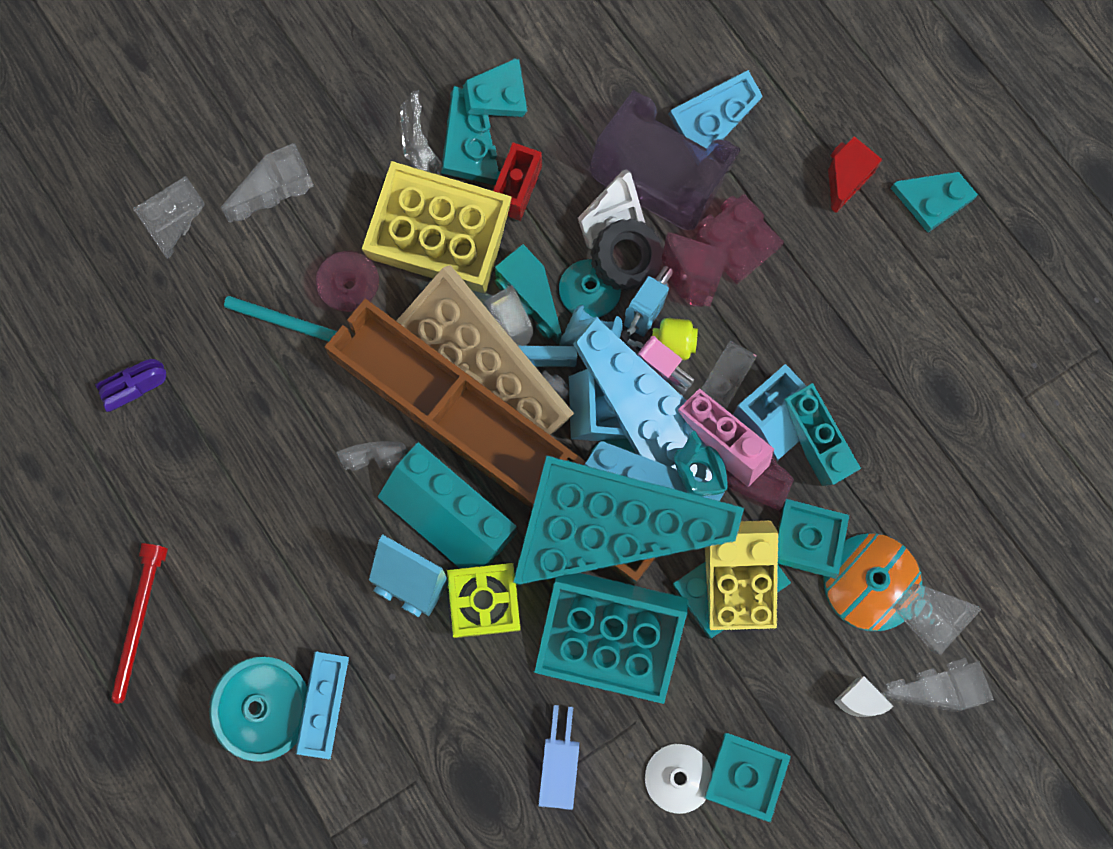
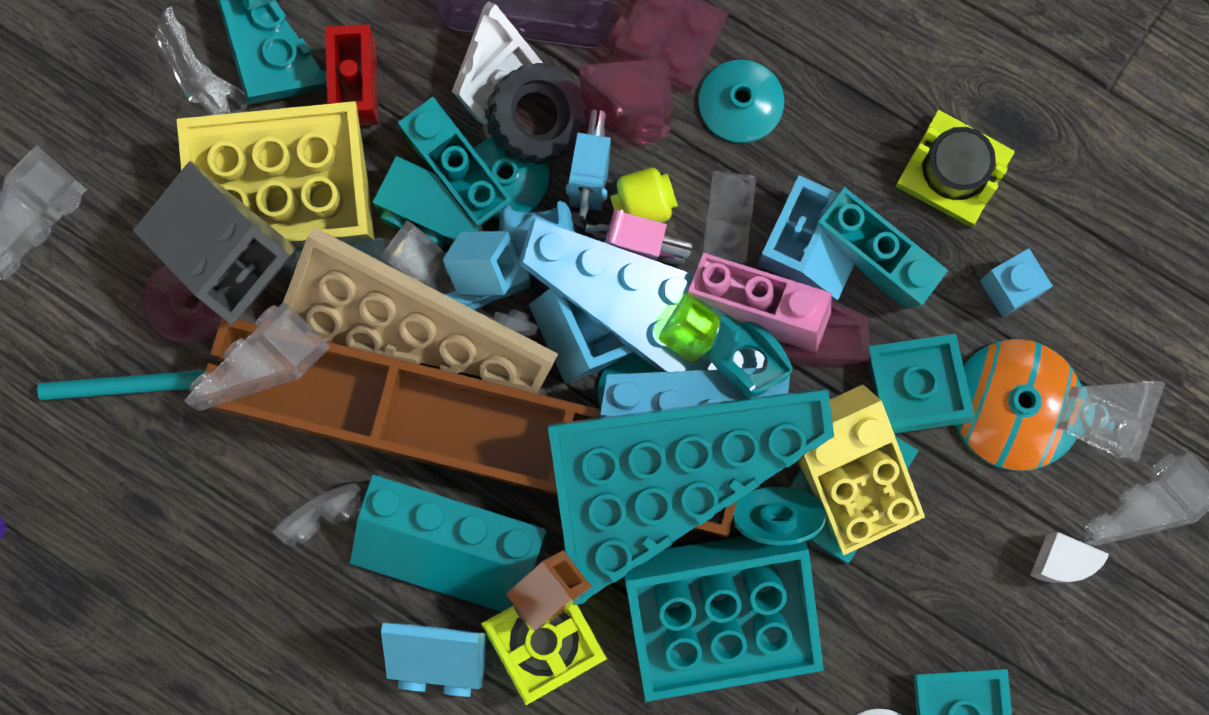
camera: 20 degrees left, 5 degrees up
(380, 249) = (213, 243): none -> dark grey slope
(382, 336) = (271, 356): none -> clear slope
(500, 564) = (548, 590): none -> dark orange brick
(549, 334) = (482, 263): none -> medium azure brick
(559, 262) = (454, 161): none -> teal slope
(669, 434) = (690, 328): none -> clear neon green slope
(676, 583) = (779, 516): none -> teal dish
(763, 316) = (737, 120): none -> teal dish
(896, 405) = (956, 166): none -> piece
(904, 498) = (1016, 283): none -> medium azure brick

